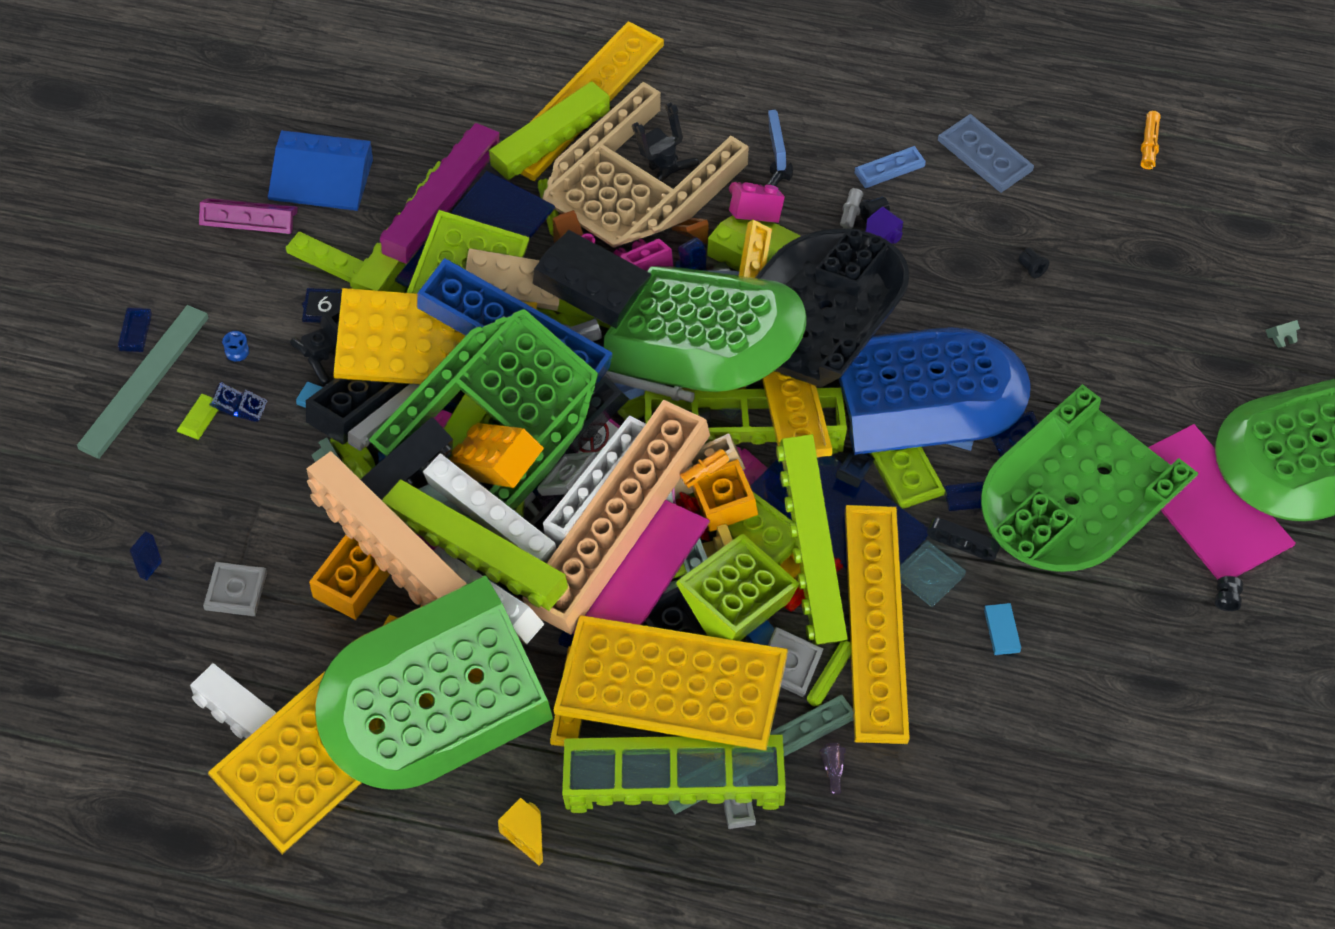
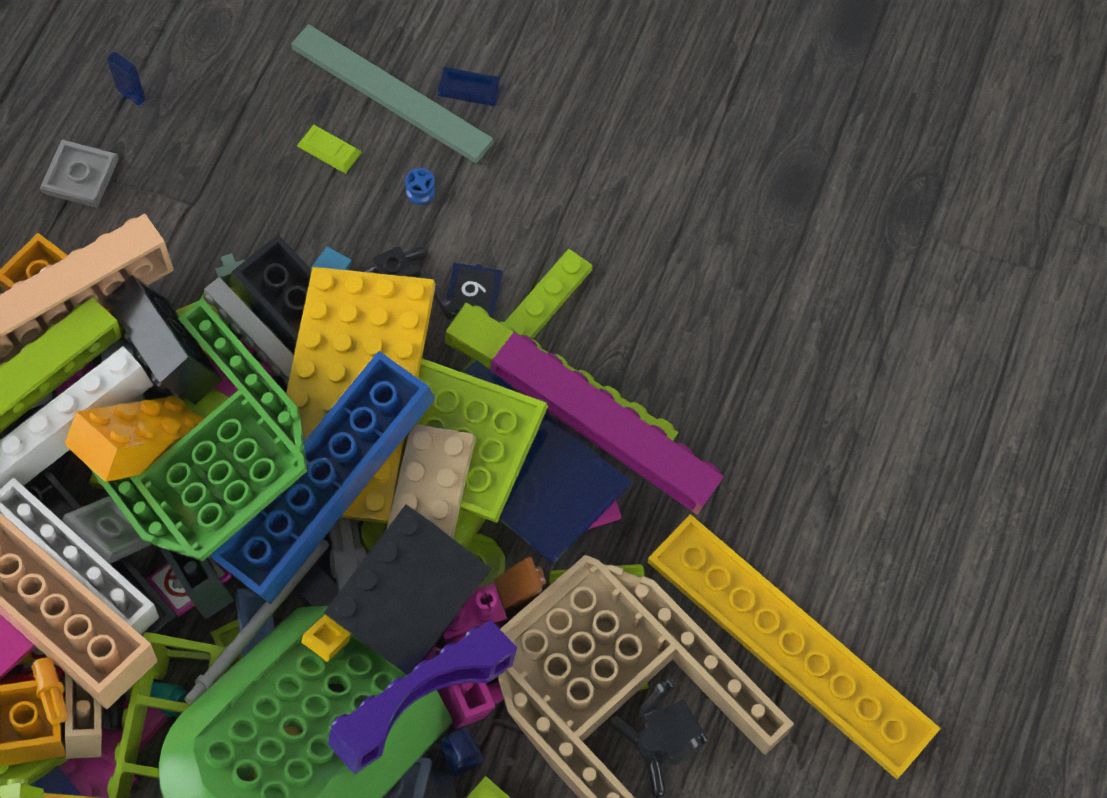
camera: 95 degrees right, 10 degrees up
(242, 405) = (336, 186): clear blue slope -> none
(247, 215) = (624, 204): magenta fence -> none
(320, 170) = (688, 295): blue slope -> none
(549, 130) = (717, 584): lime brick -> none
(634, 317) = (326, 638): none -> yellow plate
(693, 228) = (521, 762): dark orange slope -> none
(702, 267) = (474, 659): none -> dark purple arch

